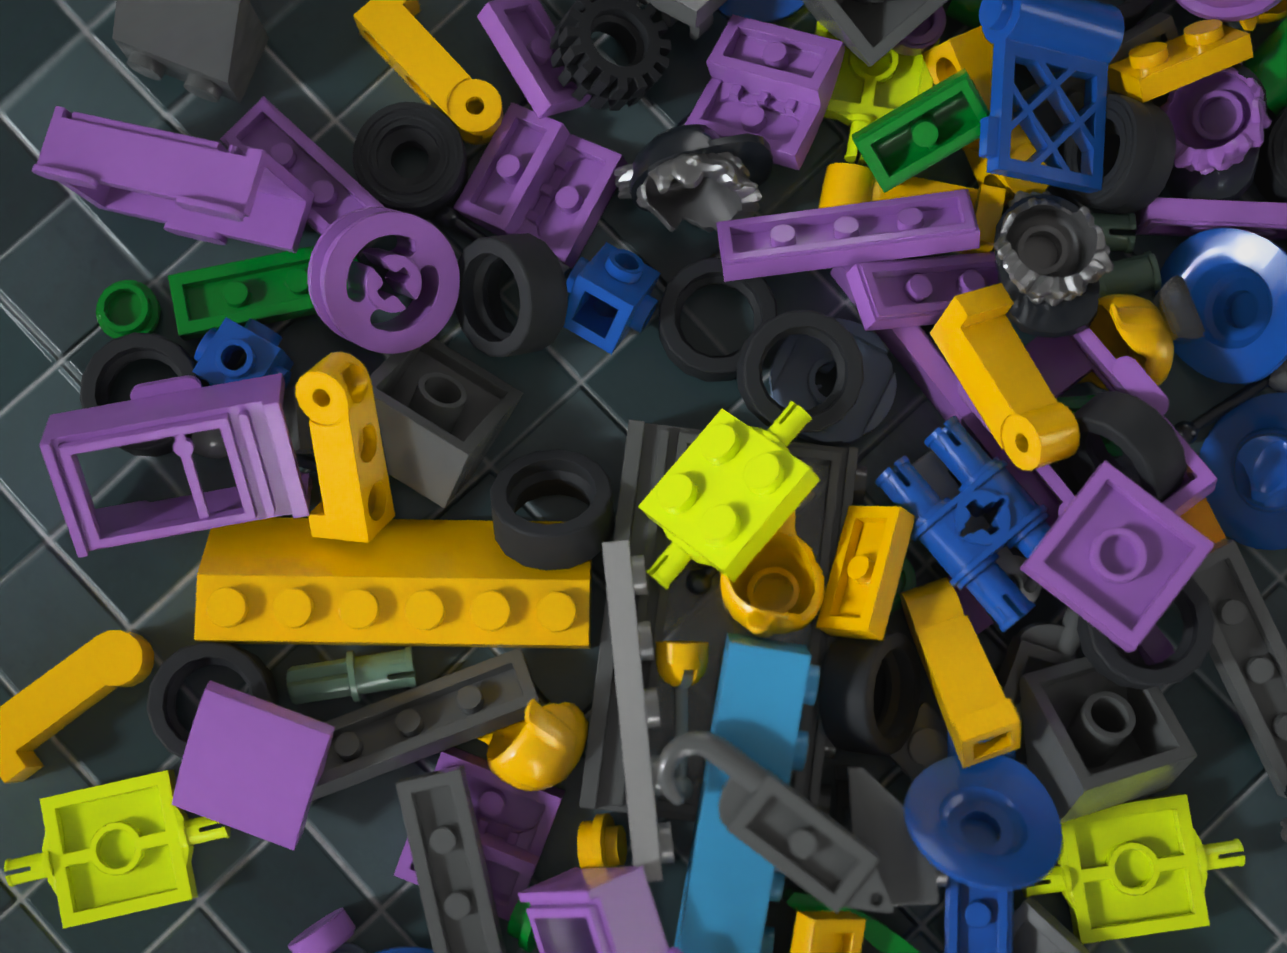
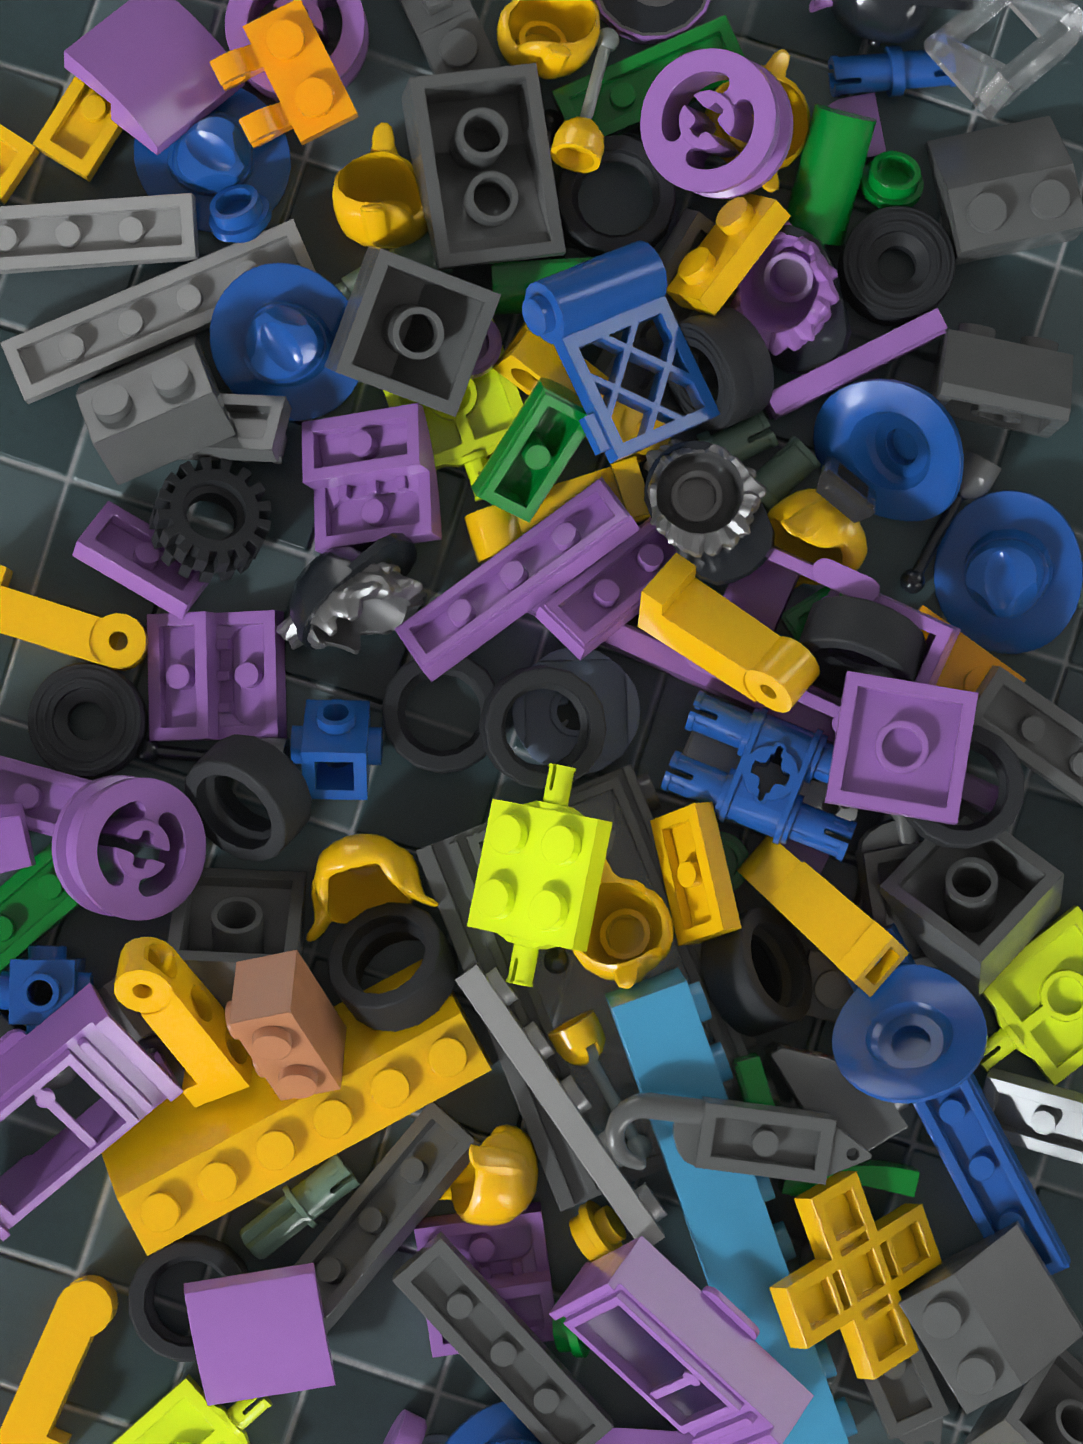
camera: 25 degrees left, 5 degrees up
(431, 503) = (287, 1025): none -> nougat brick
(569, 416) = (359, 875): none -> yellow hair
(818, 782) = (752, 1079): none -> green tile

